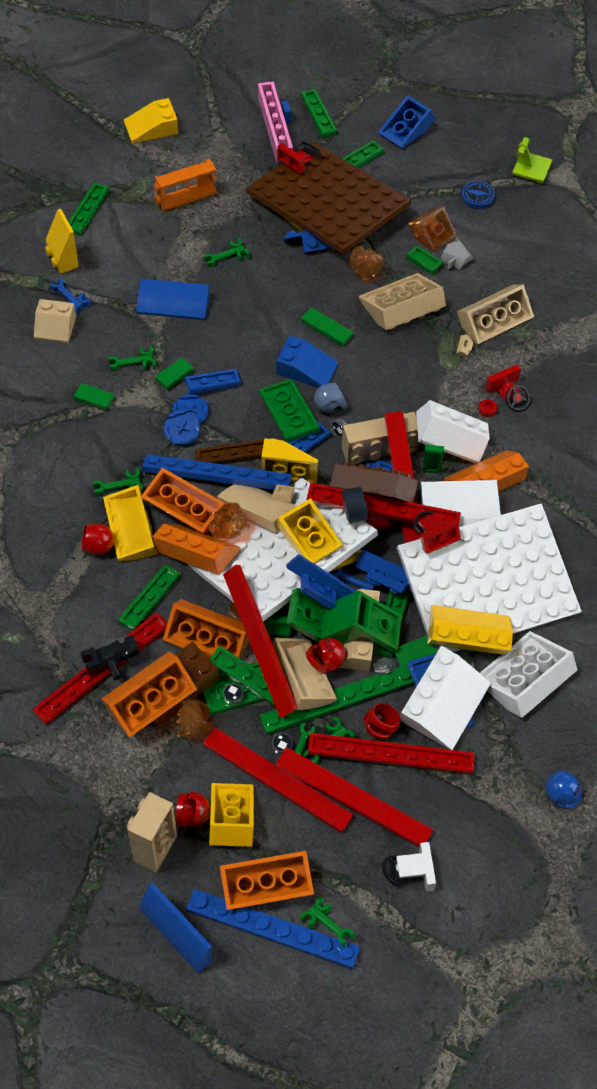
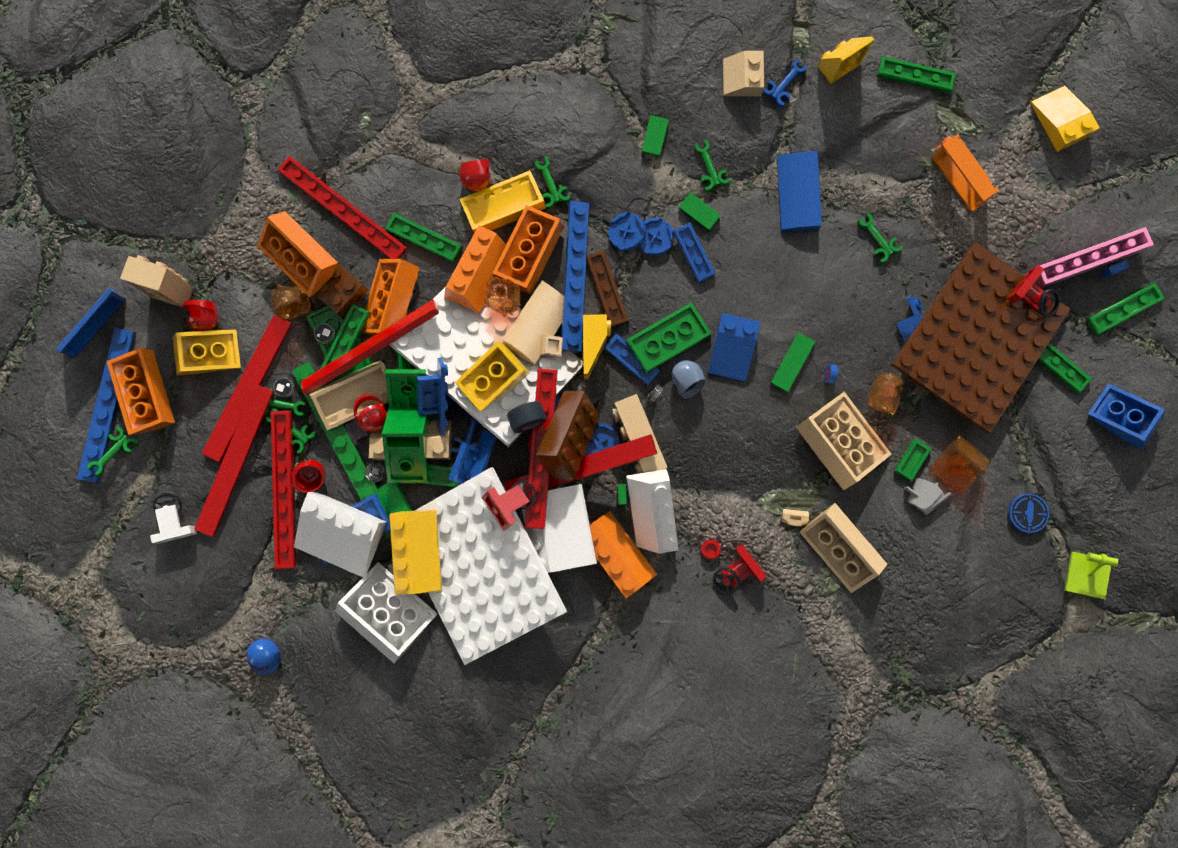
camera: 85 degrees right, 25 degrees up
(109, 655) = (349, 213): black piece -> none
(338, 678) = (355, 433): none -> tile
(342, 300) = (831, 374): none -> blue tile

